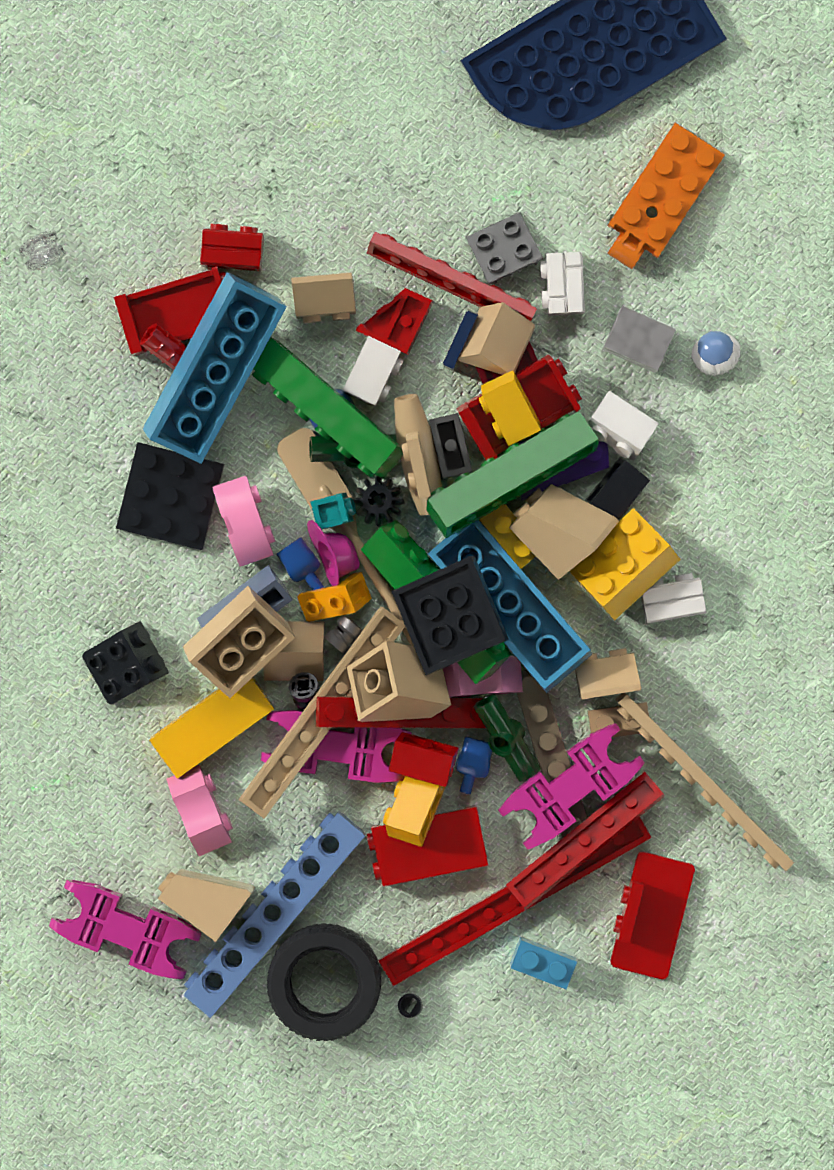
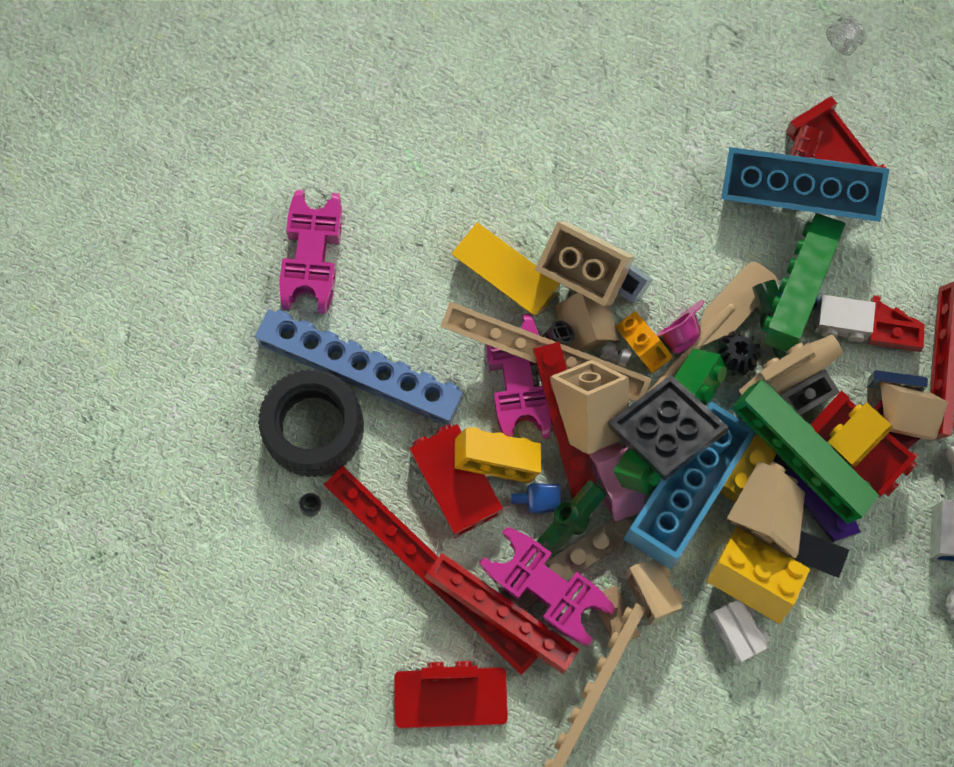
camera: 70 degrees right, 15 degrees down
(124, 663) = (535, 190): black bracket -> none
(169, 496) = (682, 189): black plate -> none
(200, 810) = (429, 281): bright pink brick -> none
(204, 899) = (353, 304): tan slope -> none
(232, 248) = (904, 181): red brick -> none
(243, 520) = (675, 254): bright pink brick -> none
(301, 563) = (664, 305): blue piece -> none
(324, 296) = (895, 258): tan slope -> none
(333, 510) = (718, 316): teal bracket -> none
(423, 759) = (531, 447): red hinge -> none
(543, 962) = (380, 609): dark azure brick -> none
(622, 426) = (876, 539): white brick -> none

